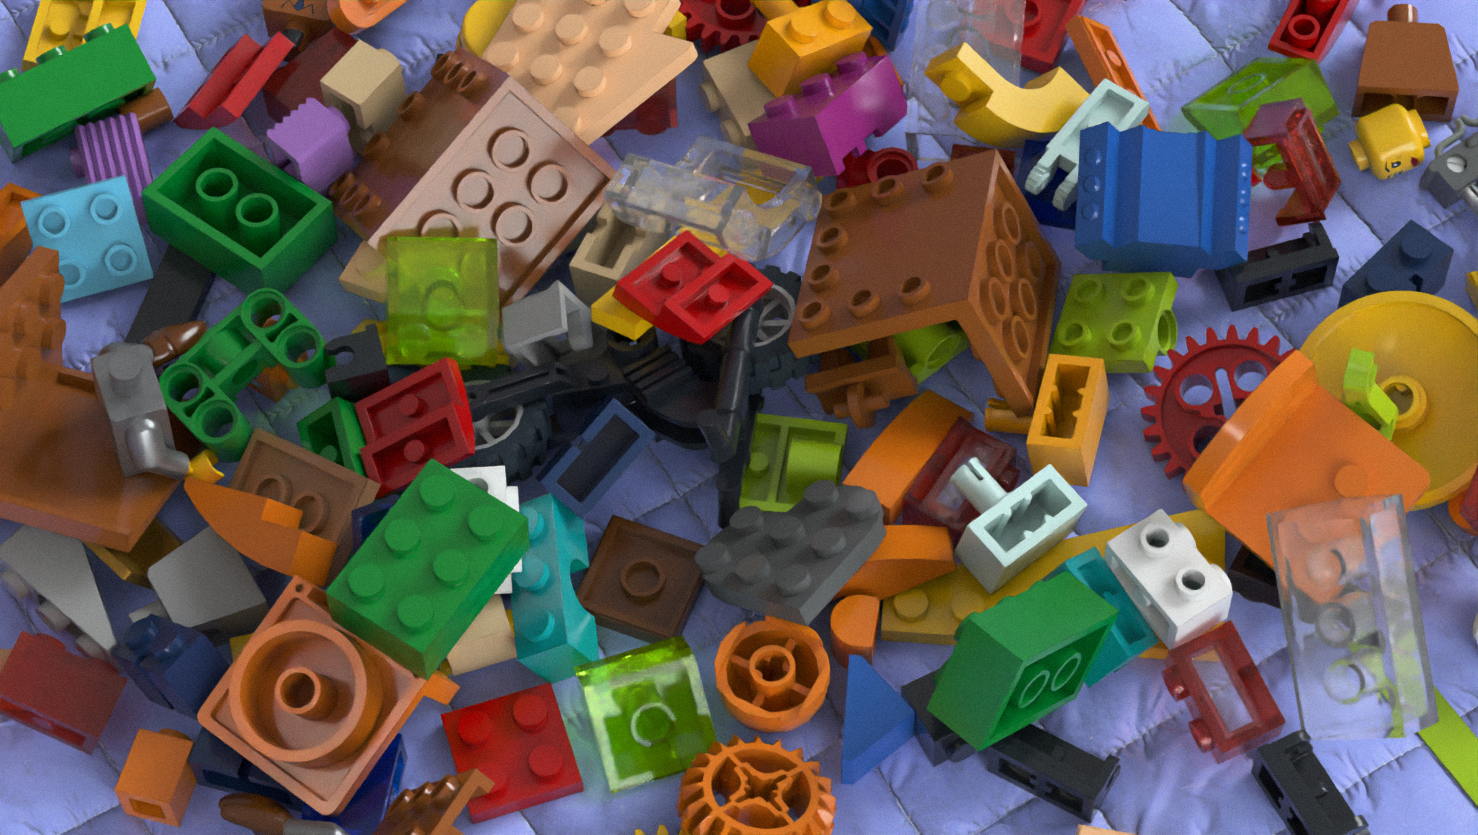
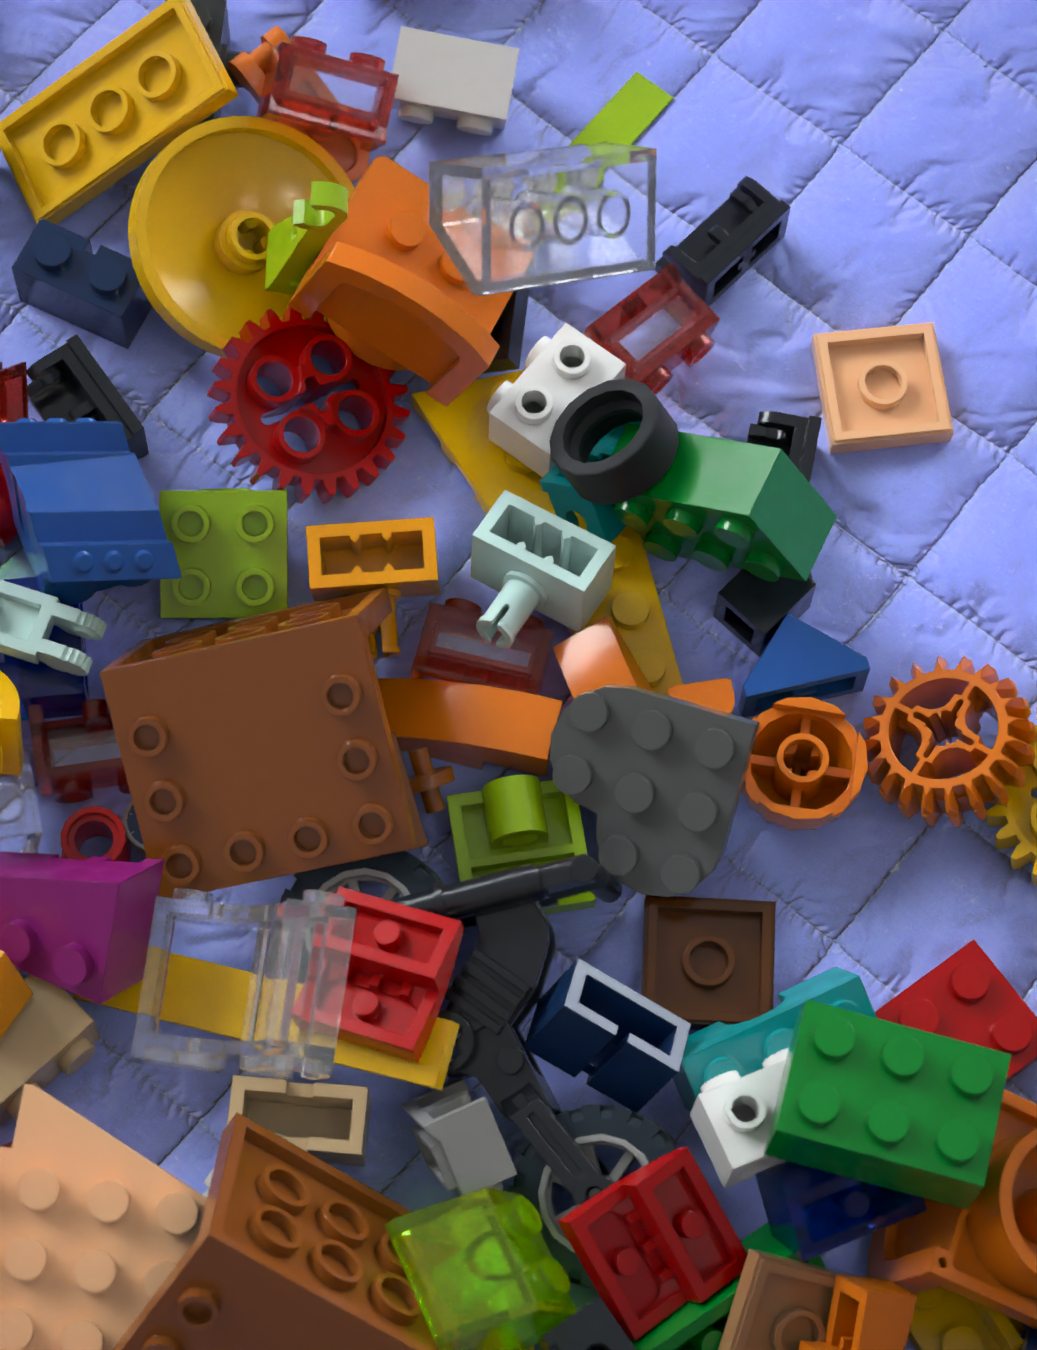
camera: 115 degrees left, 10 degrees up
(646, 712) = (869, 897): clear neon green slope -> none
(1079, 594) = (633, 467): none -> black tyre

